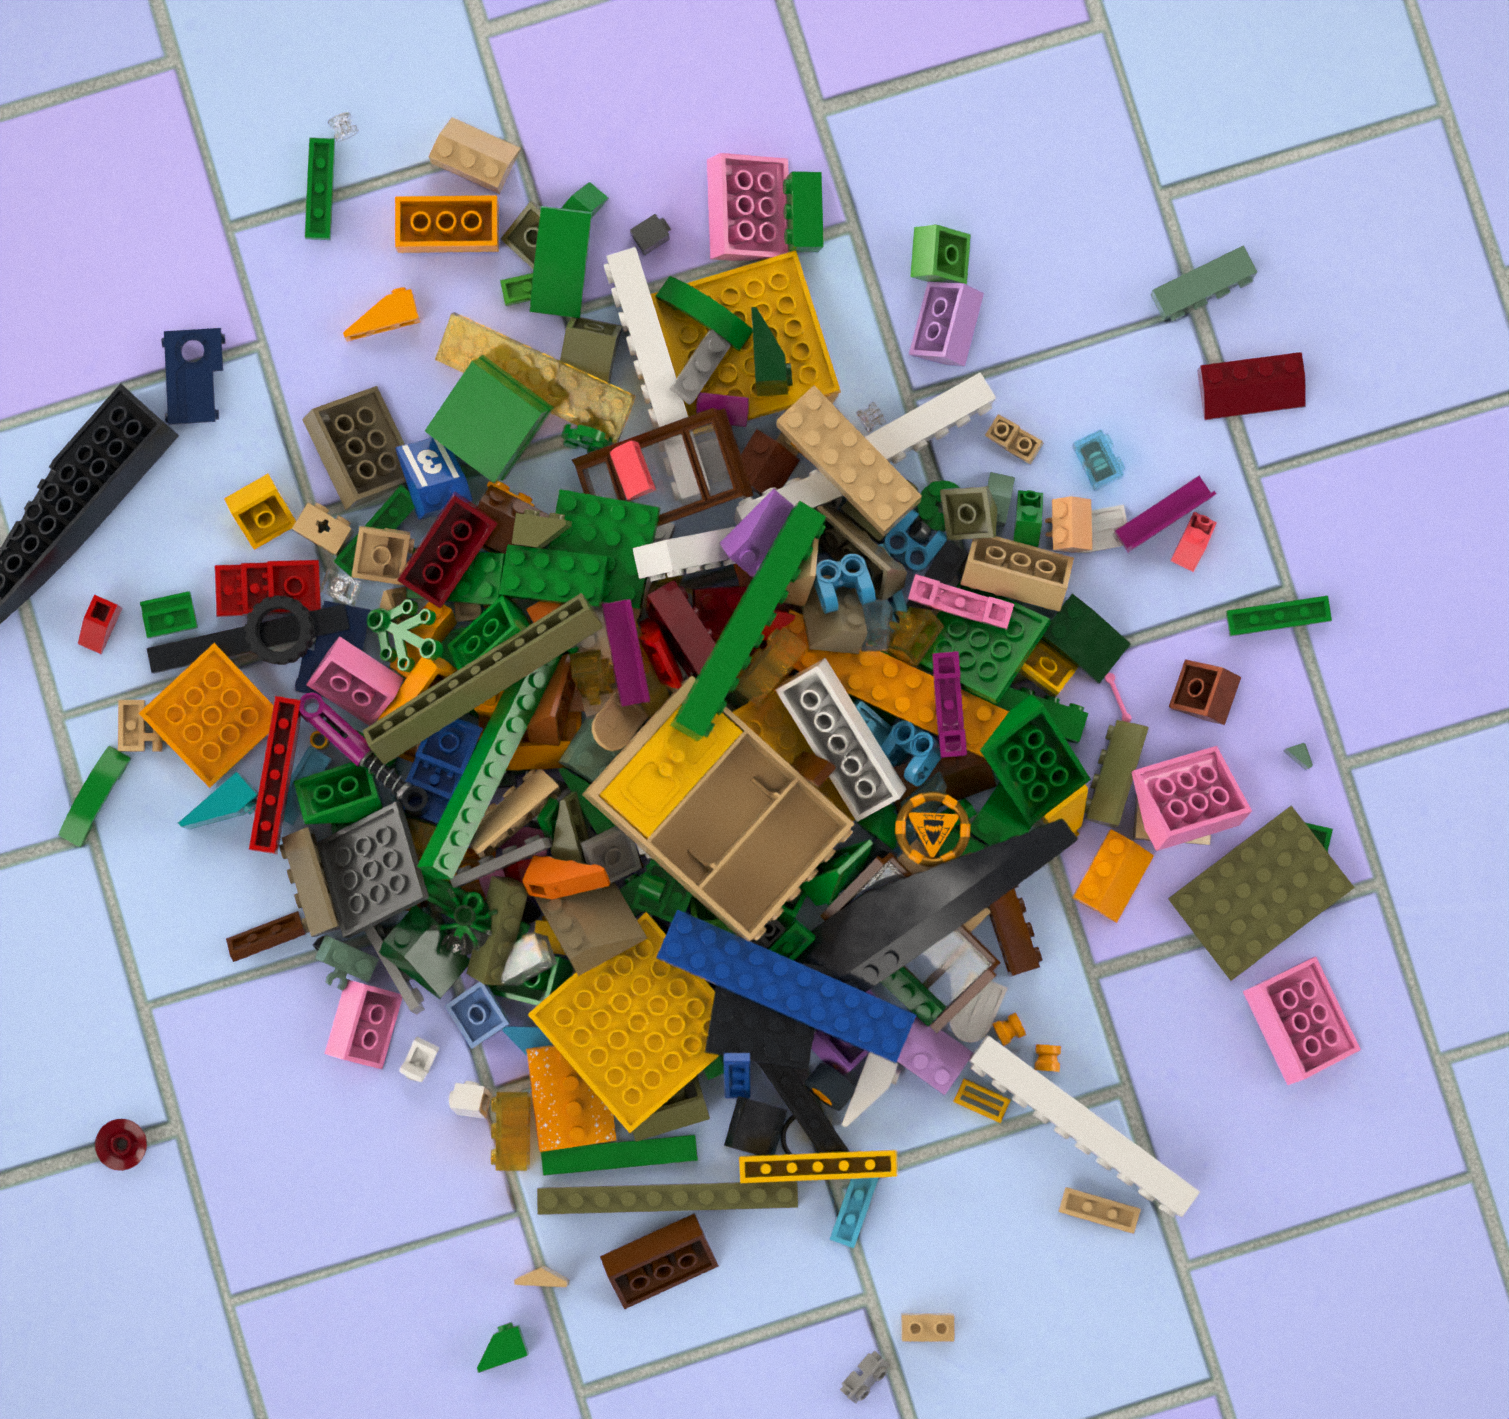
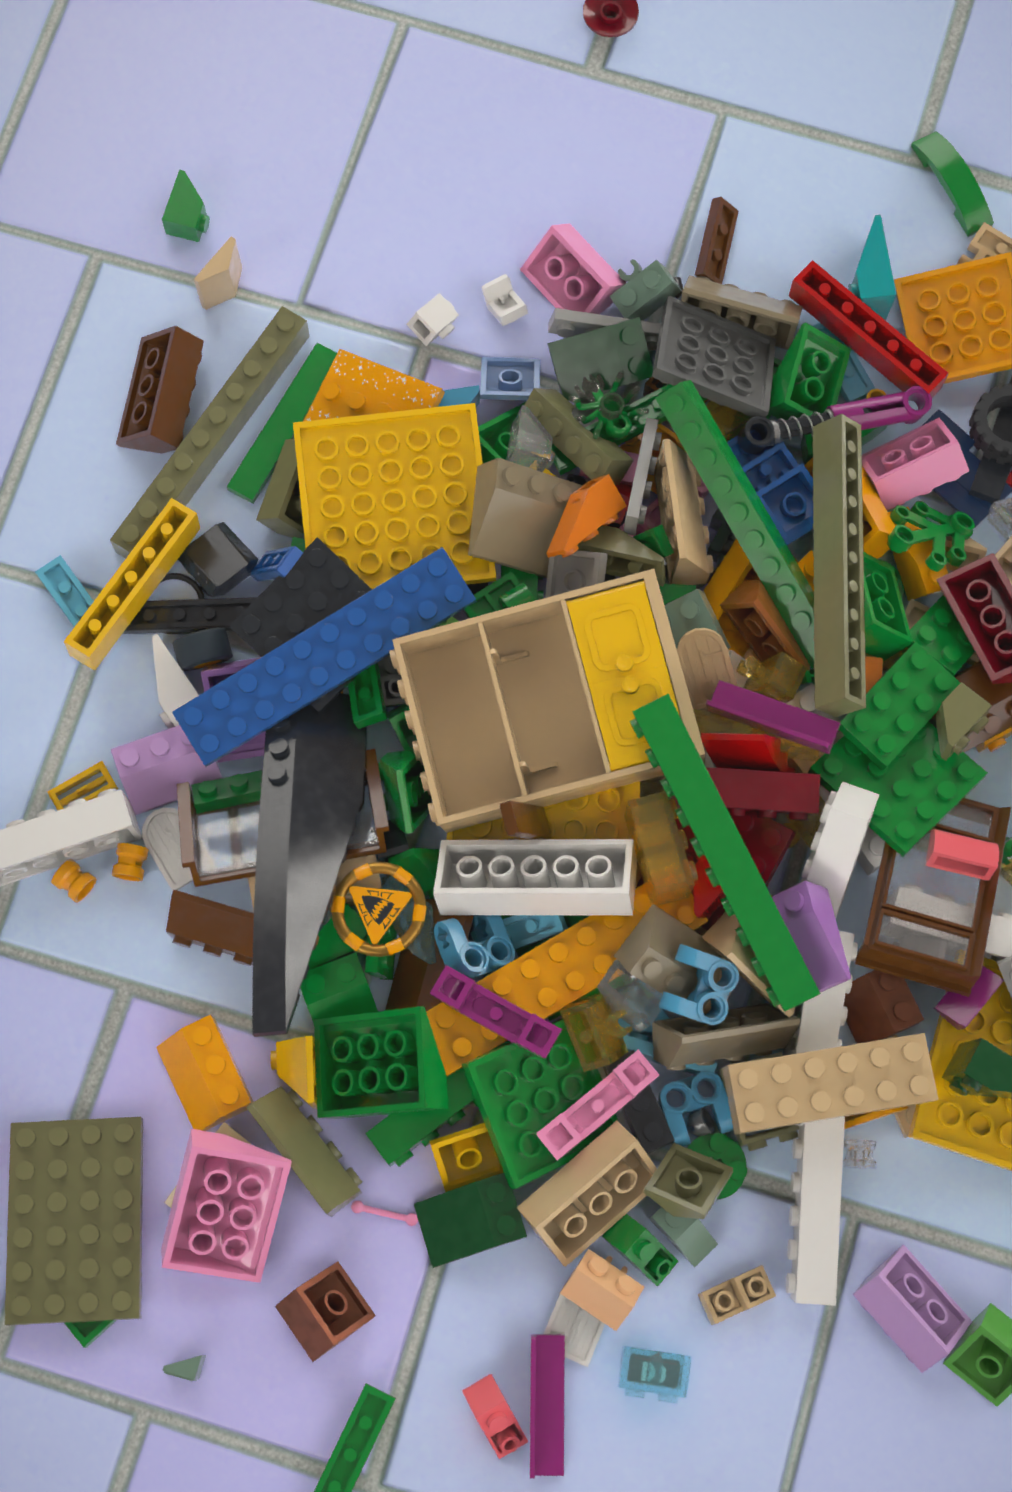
camera: 120 degrees right, 10 degrees down
(511, 1131) = (375, 332): clear yellow brick -> none

